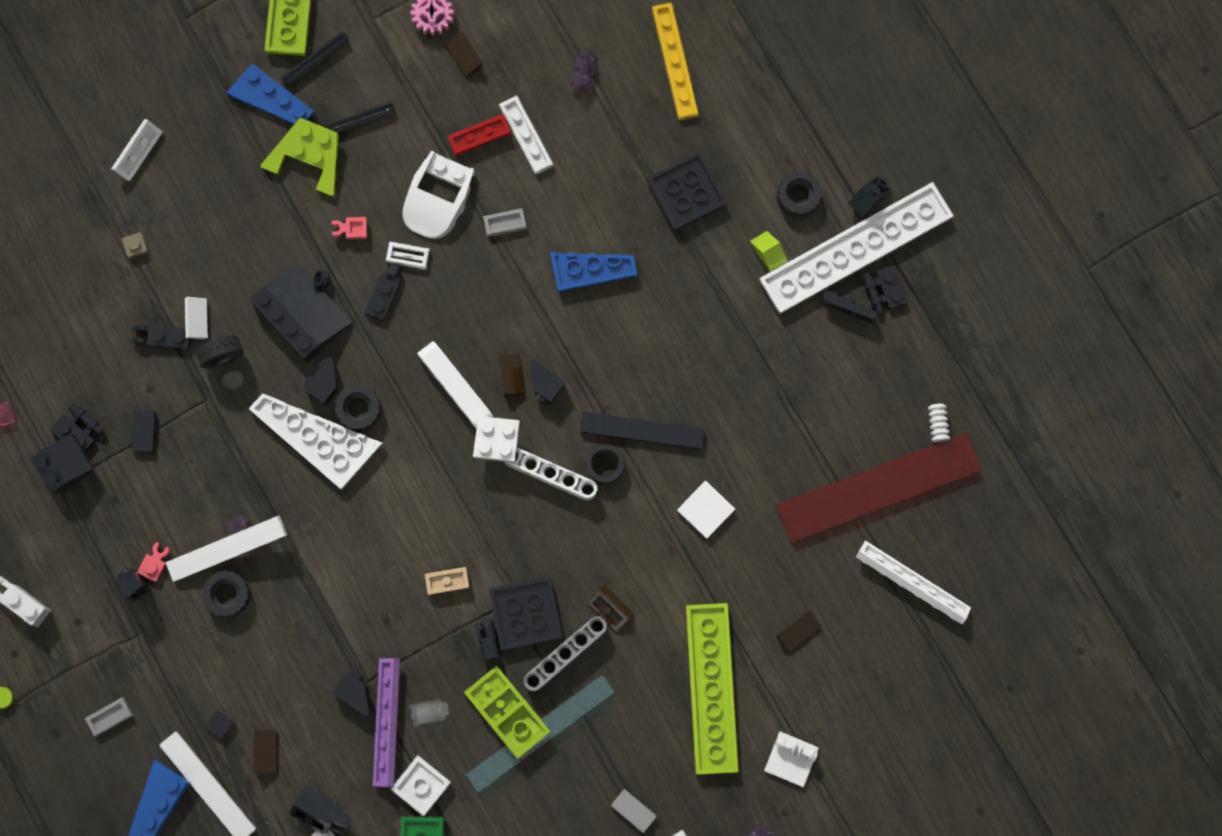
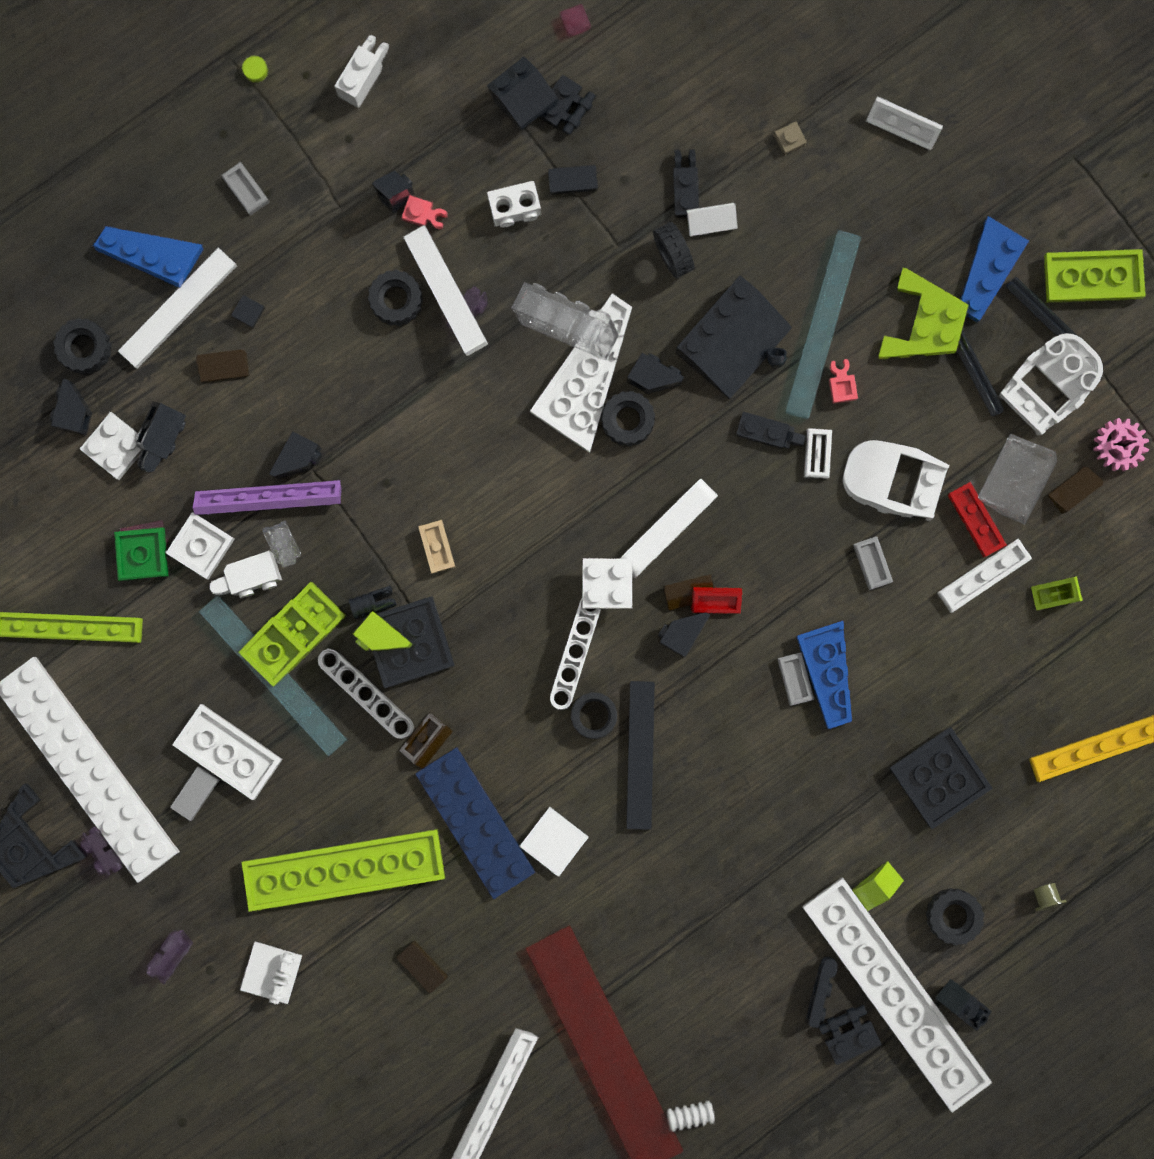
camera: 90 degrees right, 5 degrees up
(153, 484) = (512, 197): none -> white brick
(268, 448) = (565, 320): none -> clear brick
(299, 238) = (823, 324): none -> clear light blue tile
(361, 45) = (1069, 366): none -> white slope
(449, 97) = (1018, 478): none -> clear slope
(452, 745) = (248, 575): none -> white hinge
(517, 634) = (379, 635): none -> lime slope
(520, 352) = (716, 600): none -> red tile
(547, 80) = (1056, 593): none -> lime slope
(587, 63) = (1085, 637): clear purple hinge -> none
(593, 296) = (795, 679): none -> light grey tile
(601, 778) = (227, 752): none -> white plate
(683, 573) = (475, 823): none -> dark blue plate
(791, 119) = (1048, 897): none -> olive piece

